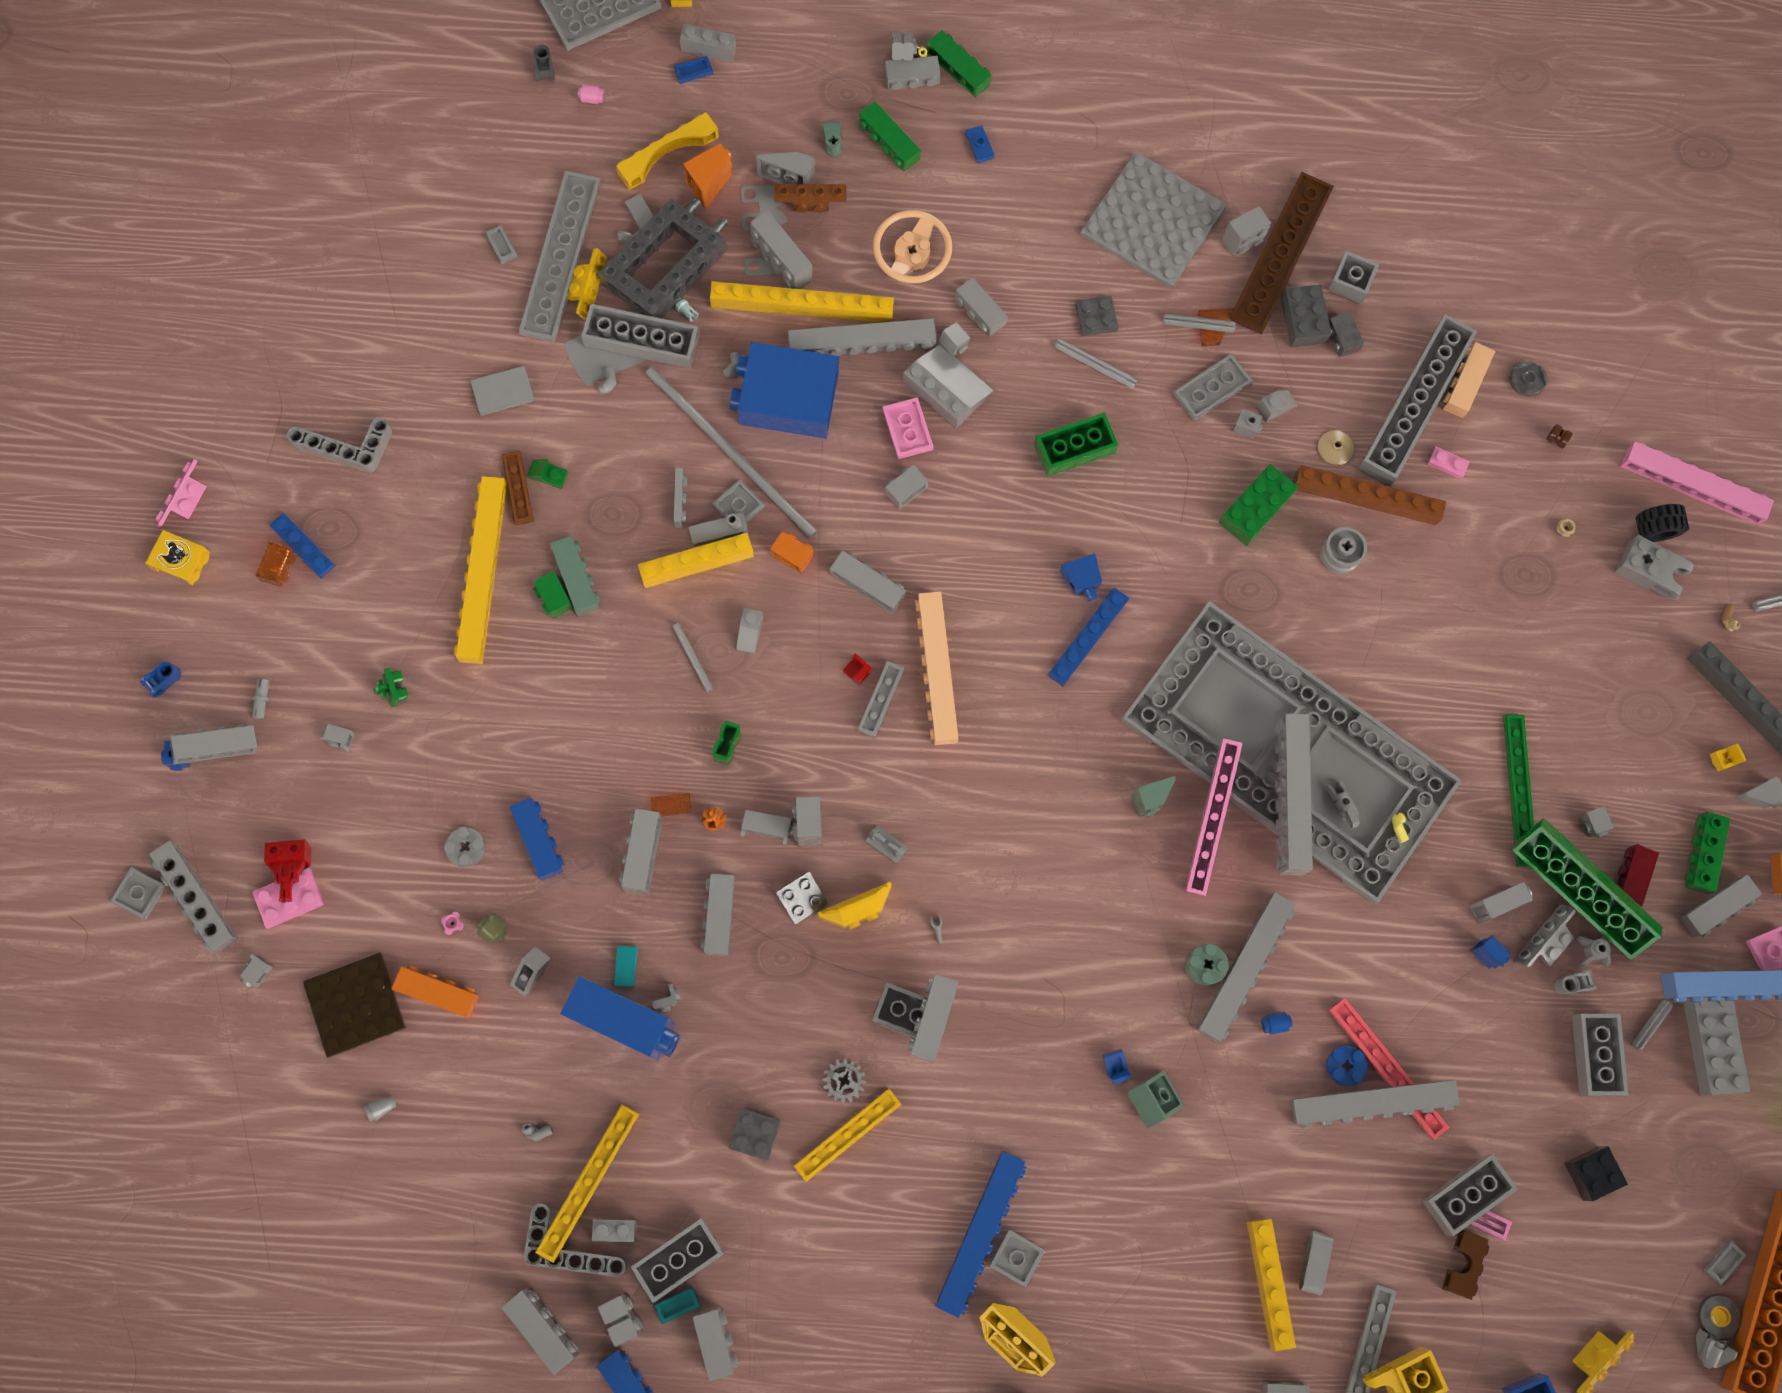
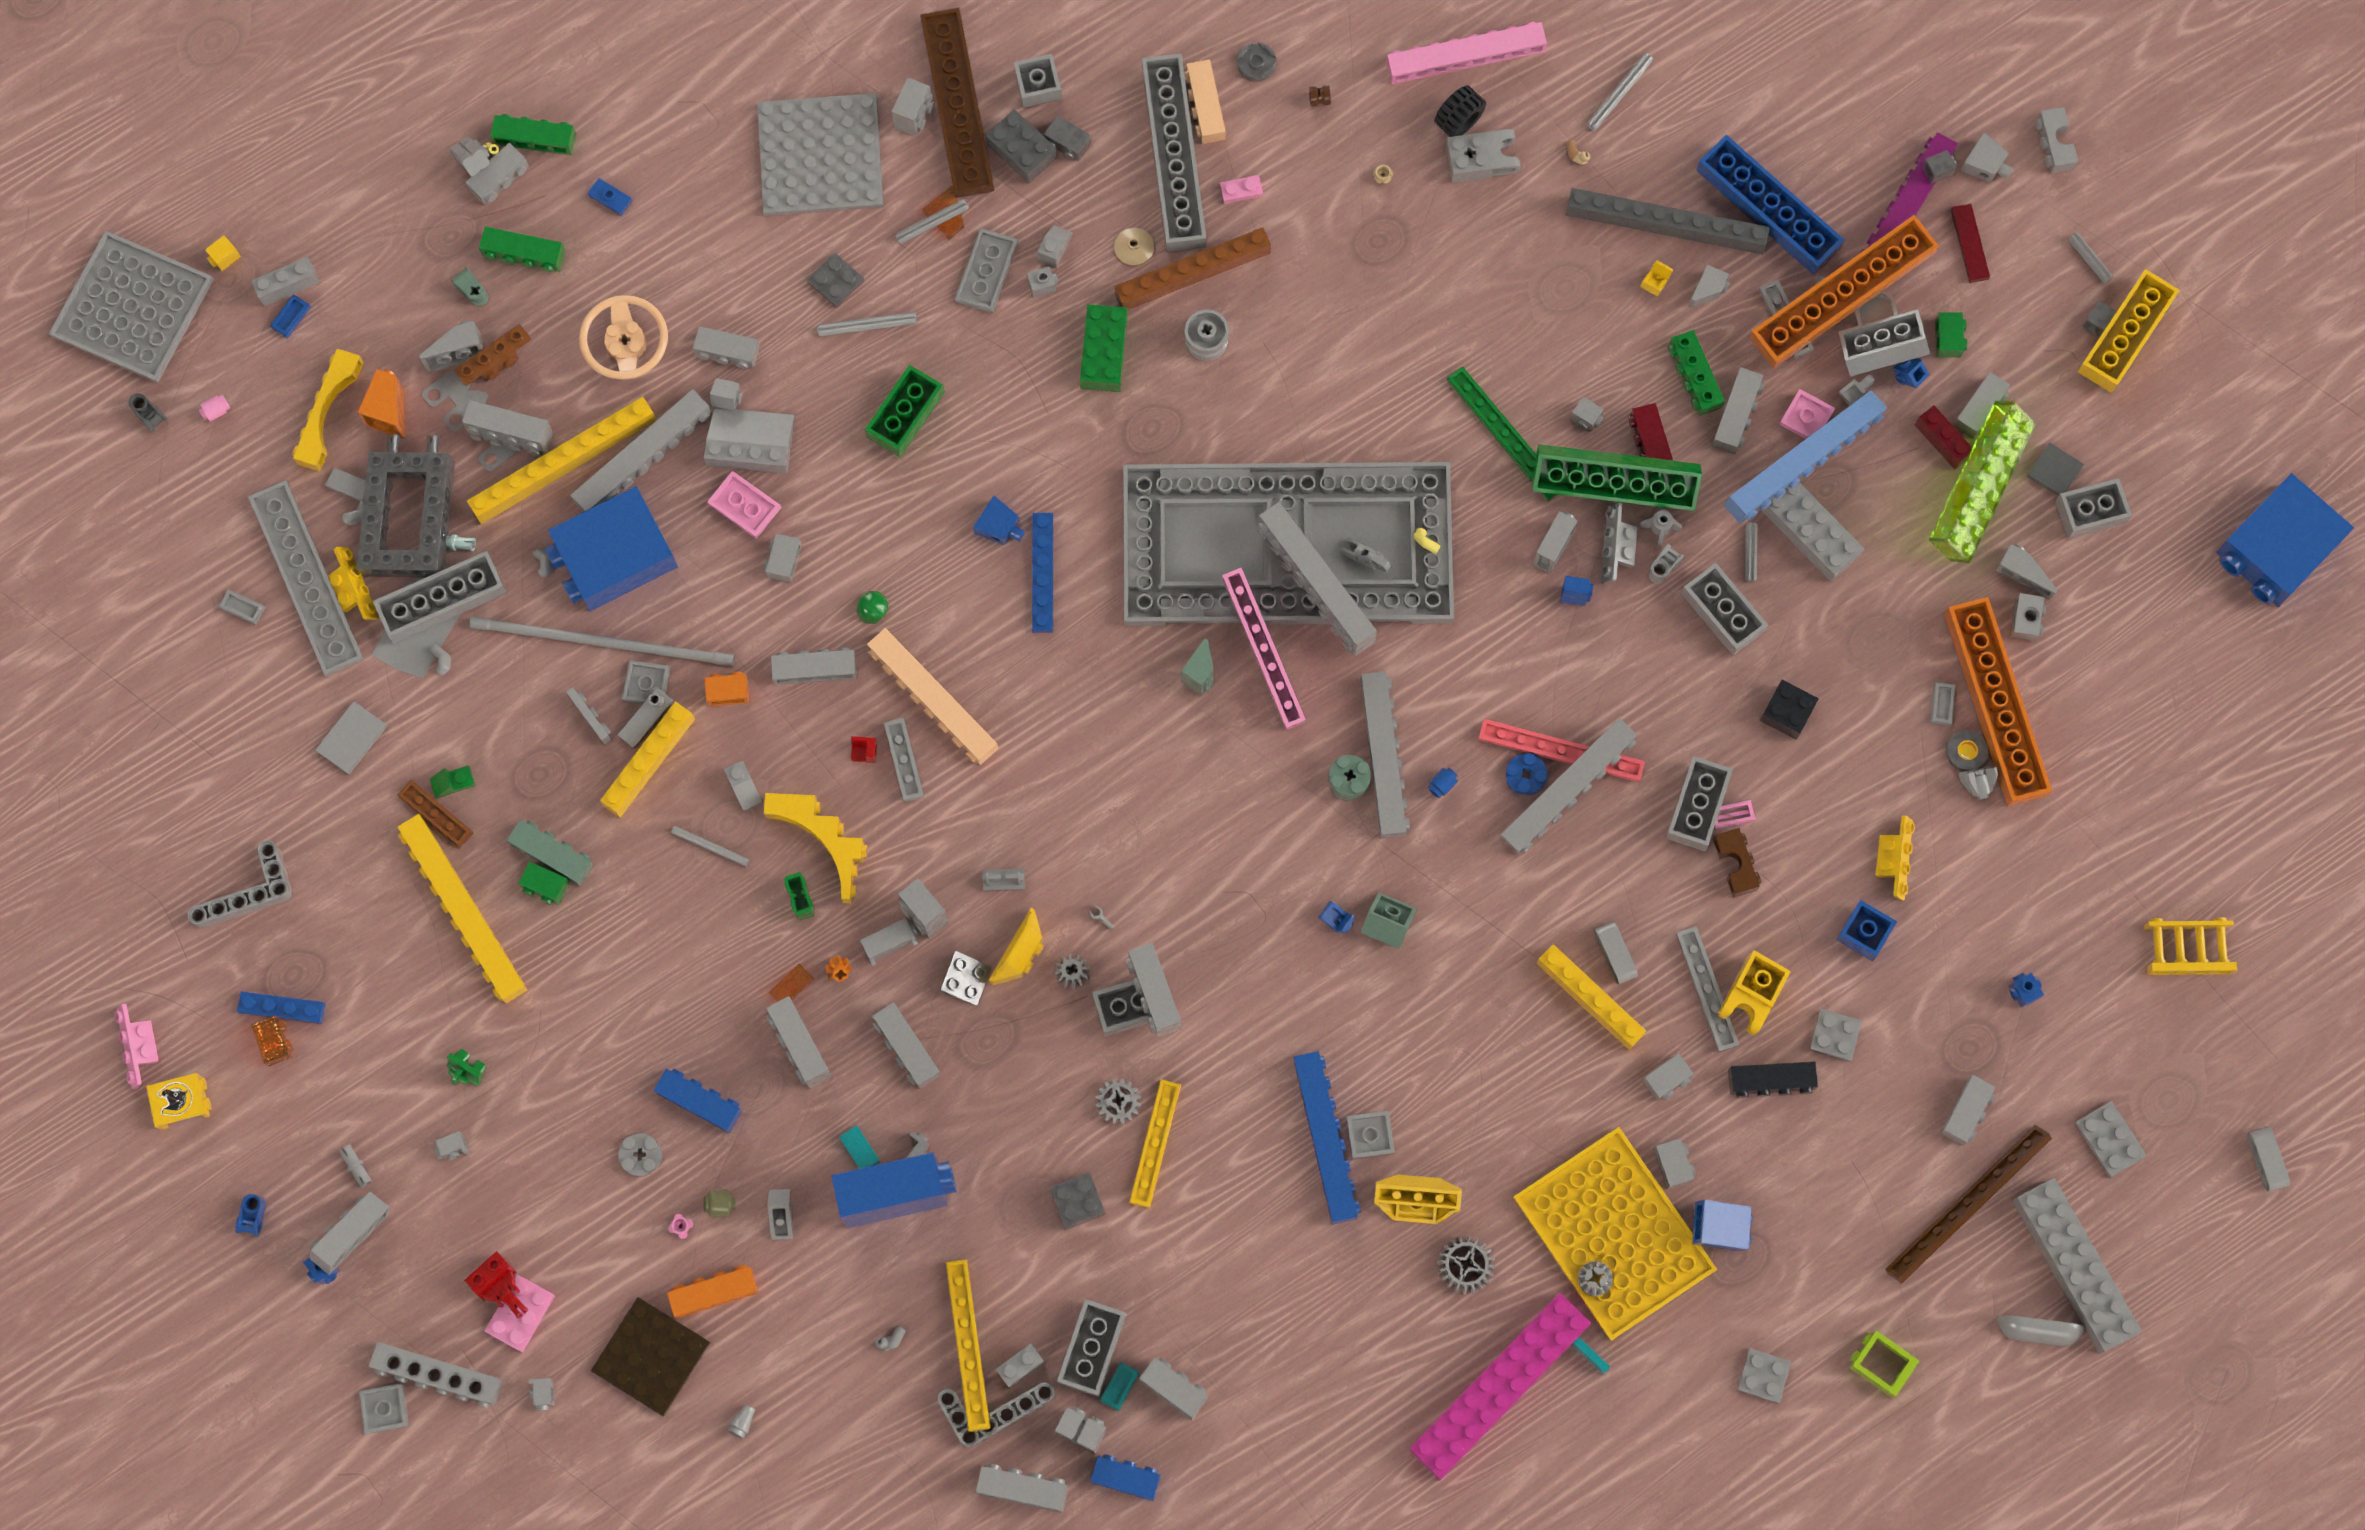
camera: 30 degrees left, 0 degrees up
(785, 734) = (802, 811): none -> yellow arch
(882, 959) = (1075, 977): none -> light grey gear
(943, 569) = (872, 607): none -> green hair

